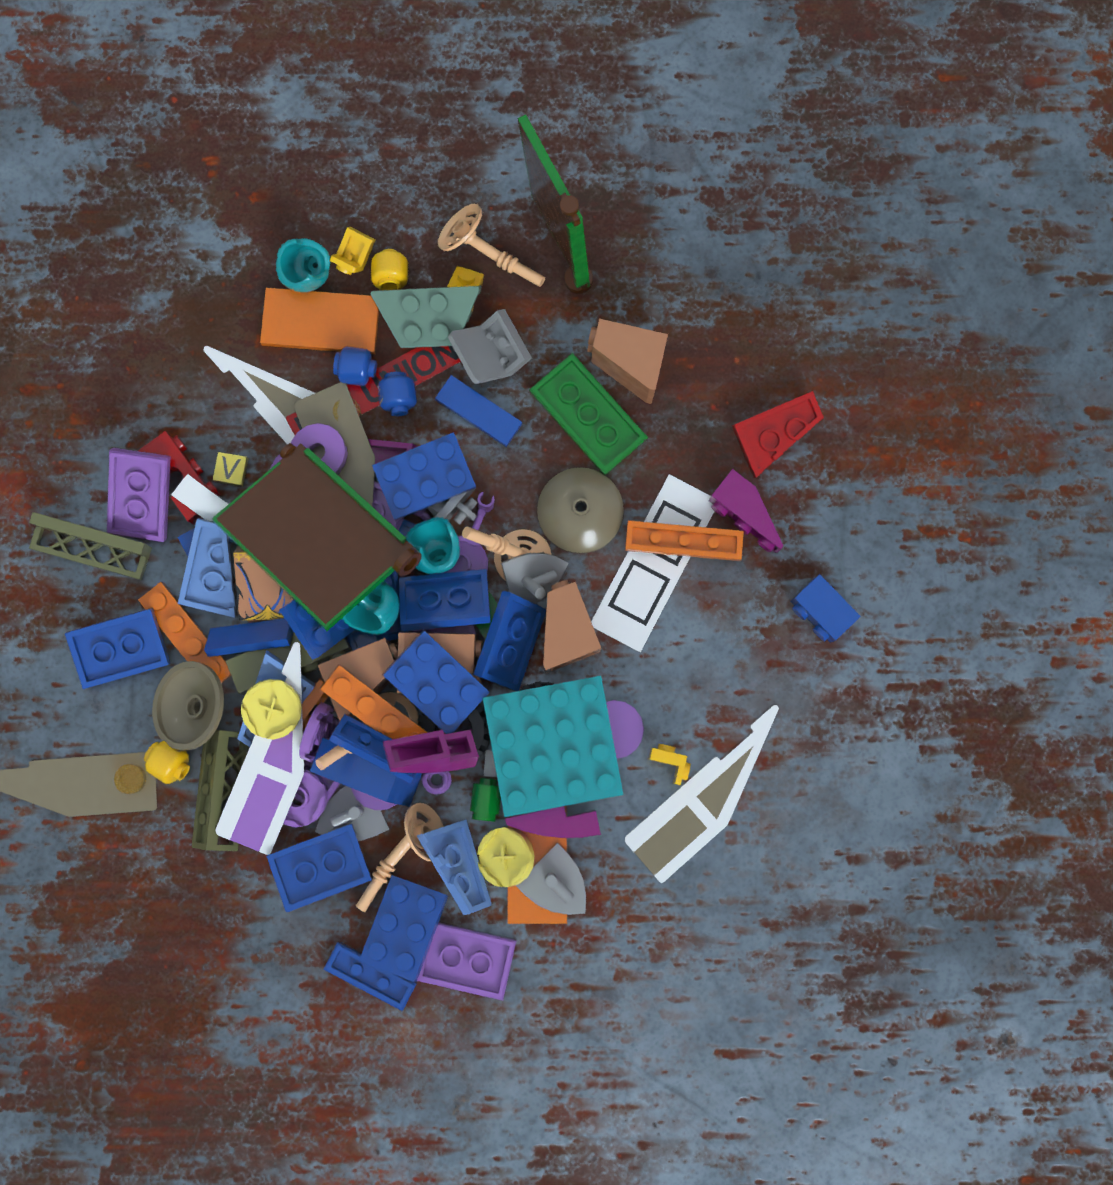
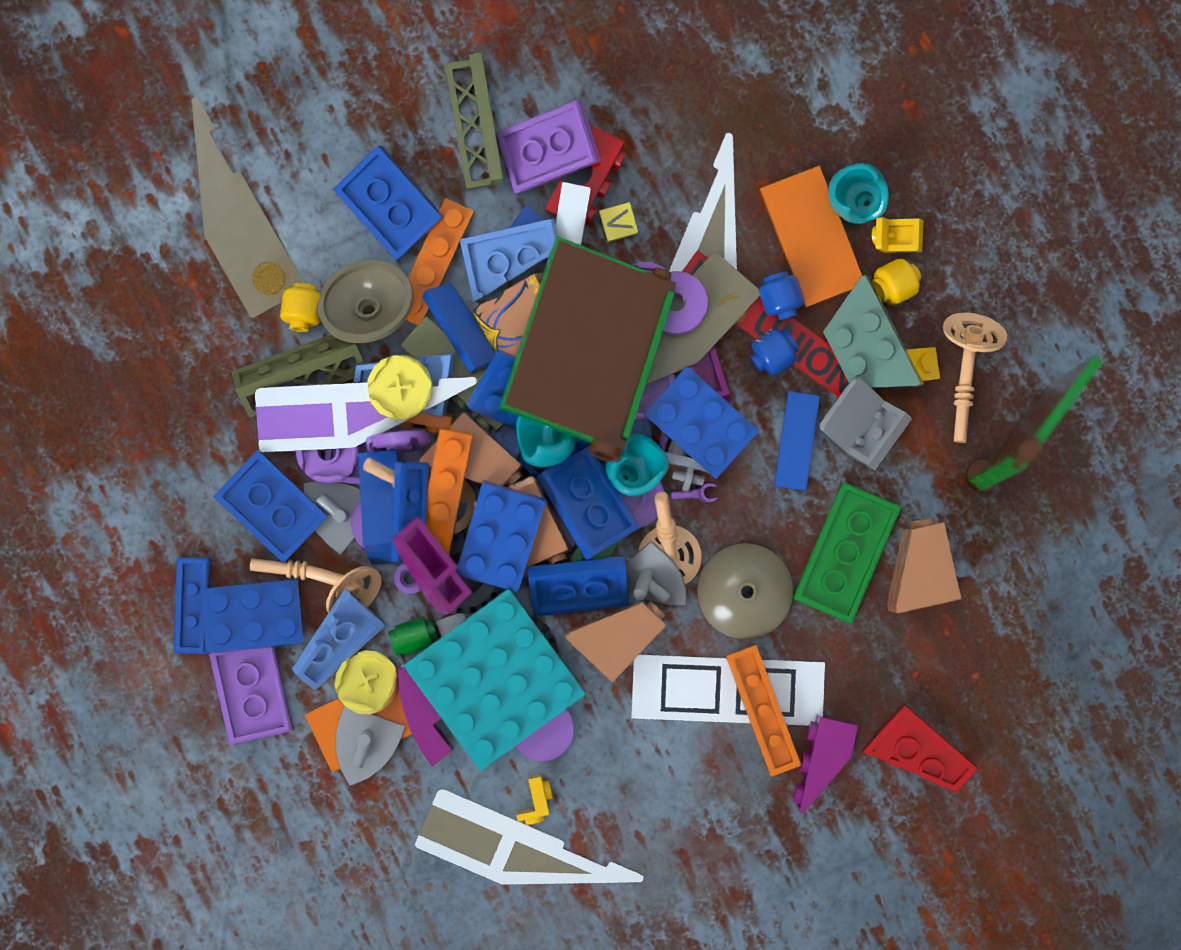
camera: 65 degrees right, 5 degrees up
(824, 609) = (760, 882): blue brick -> none

